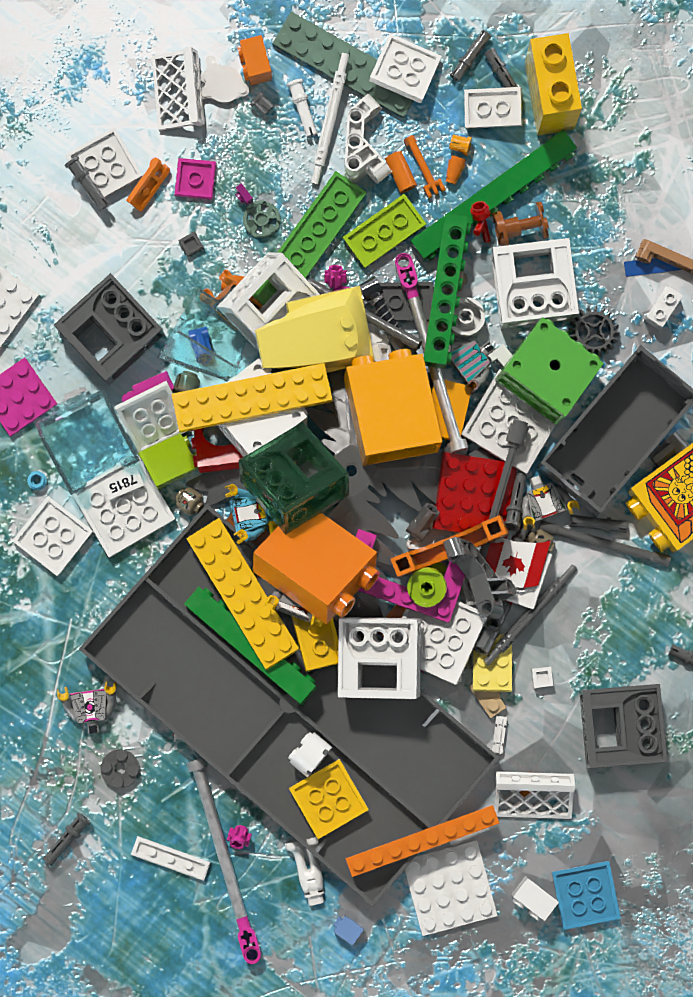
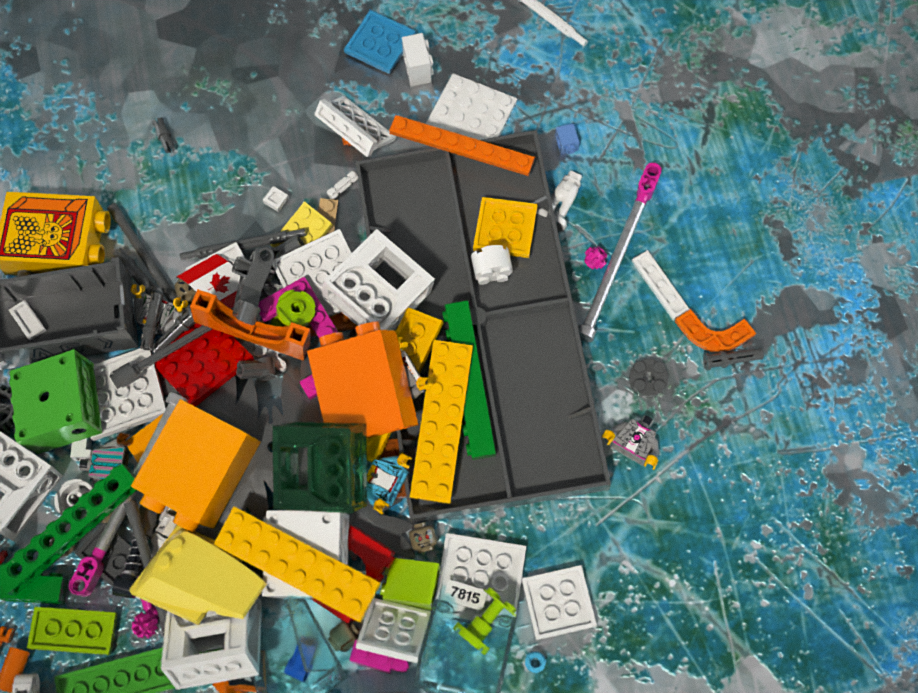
camera: 140 degrees left, 15 degrees down
(90, 843) = (714, 340): none -> orange plate
(92, 468) = (480, 627): none -> lime piece
(538, 492) = (150, 328): none -> dark grey pin
(627, 726) = (241, 111): dark grey piece -> none
(640, 415) = (27, 320): none -> white tile

